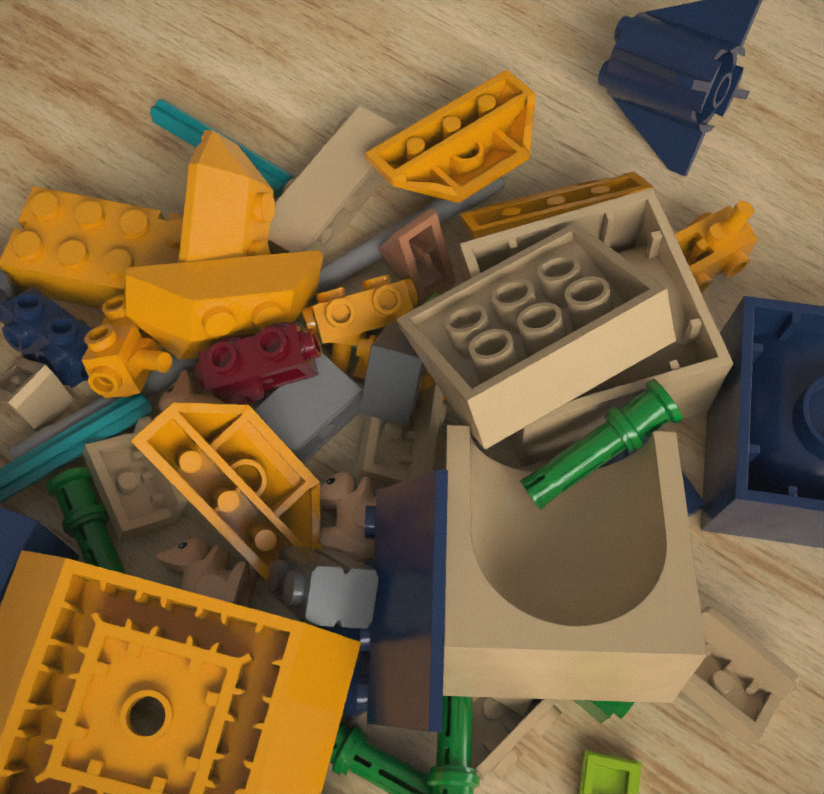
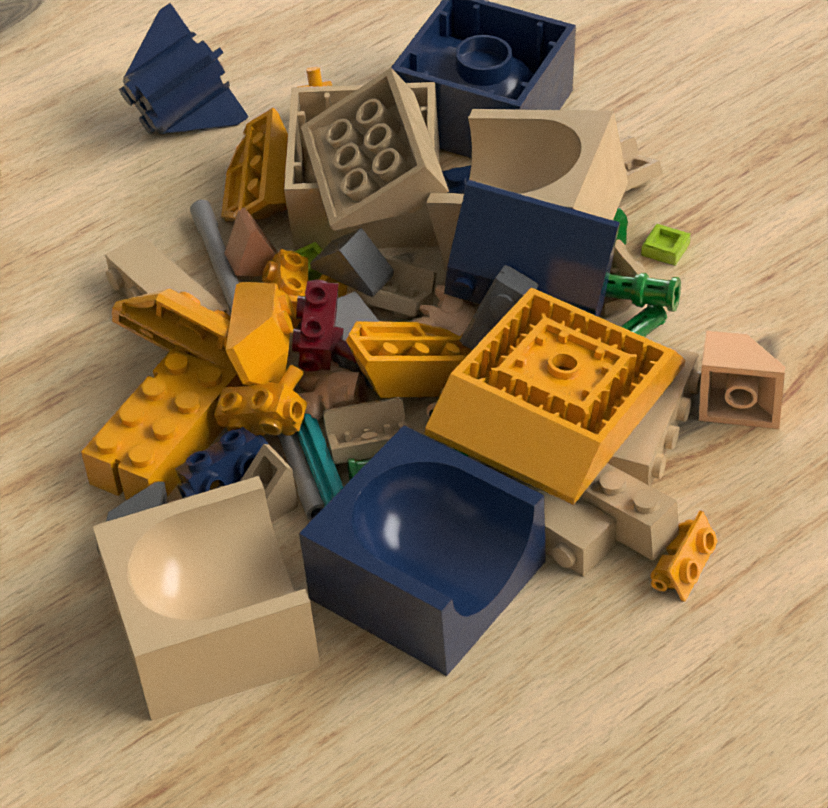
camera: 70 degrees left, 20 degrees down
(191, 130) = (75, 364): teal axle -> none
(462, 142) = (175, 200): light orange wedge -> none
(622, 430) = (457, 140): green pin -> none

